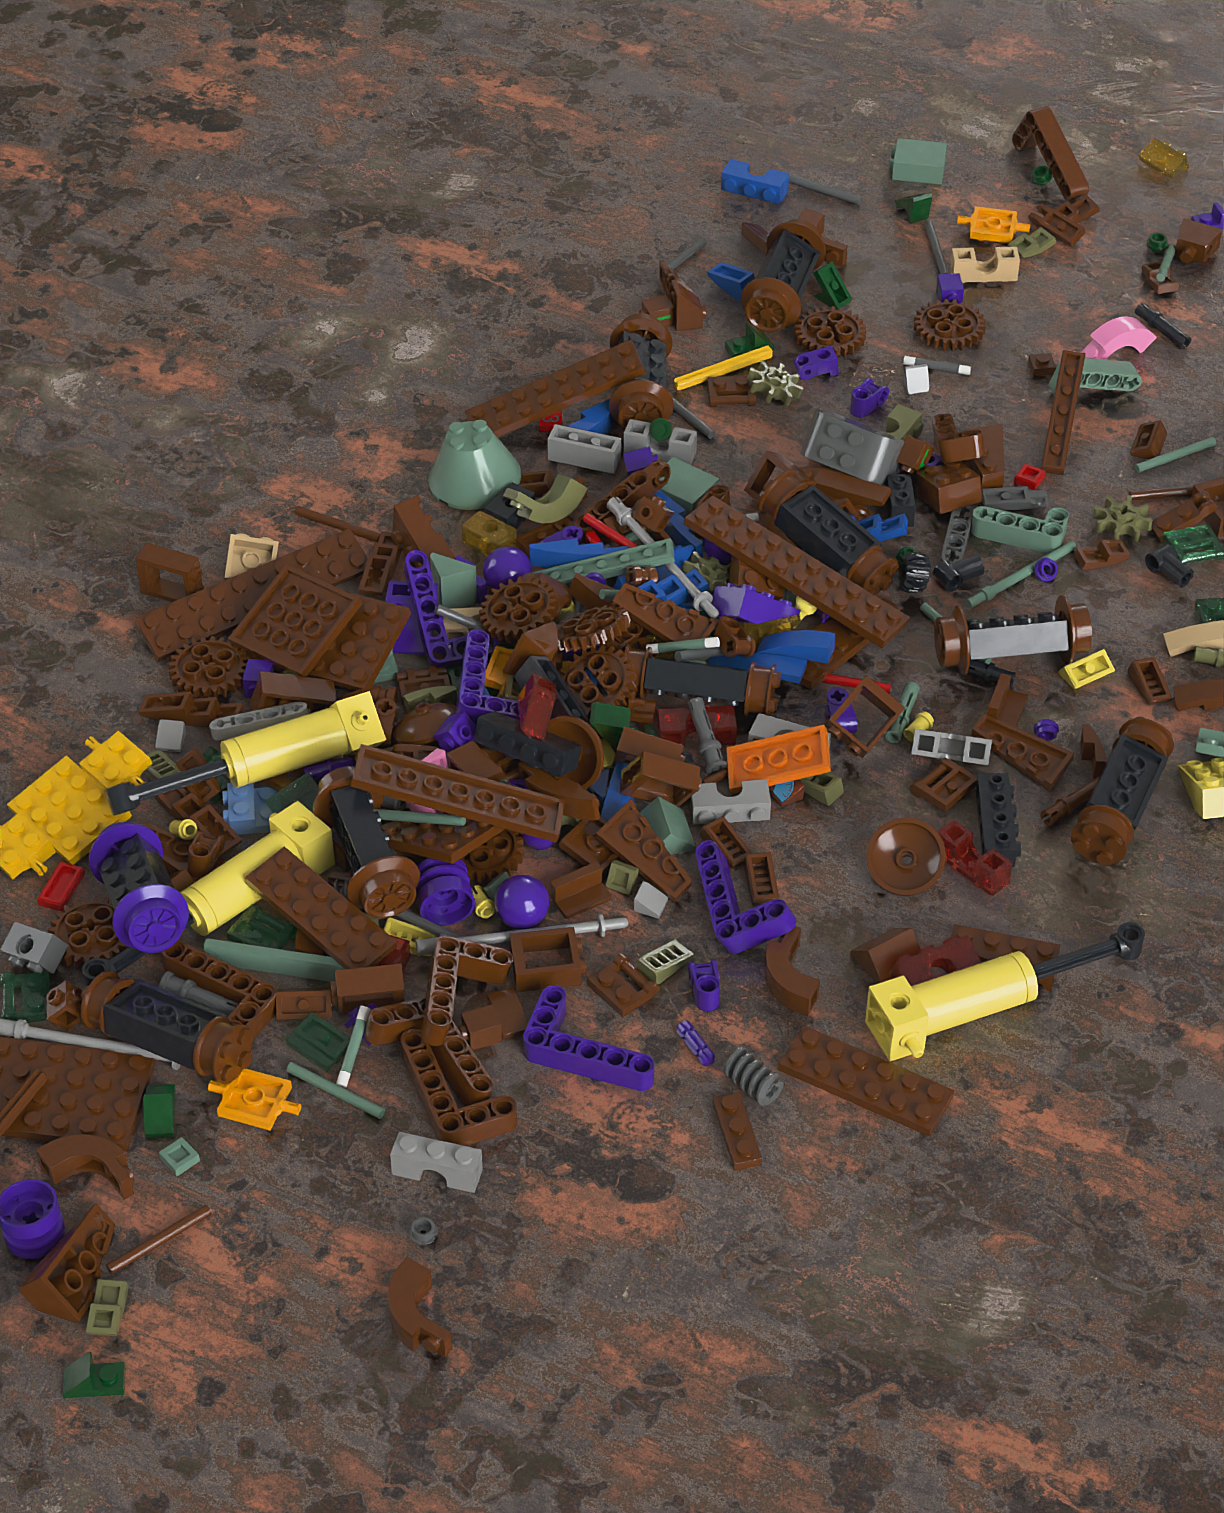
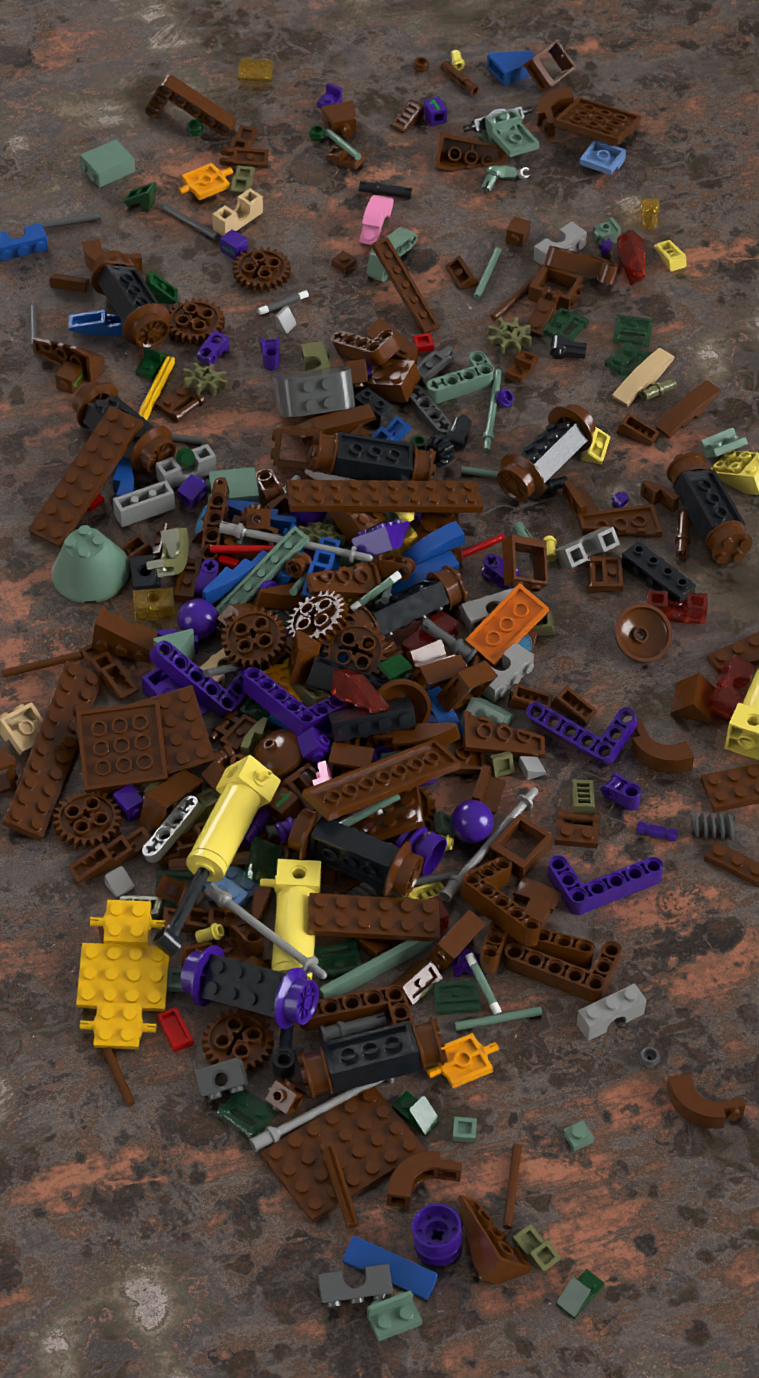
camera: 45 degrees left, 5 degrees up
(220, 806) = (224, 899): none -> light grey bar
(246, 838) = (261, 902): none -> reddish brown slope
(272, 1246) = (578, 1135): none -> sand green plate
(670, 731) = (427, 654): none -> panel

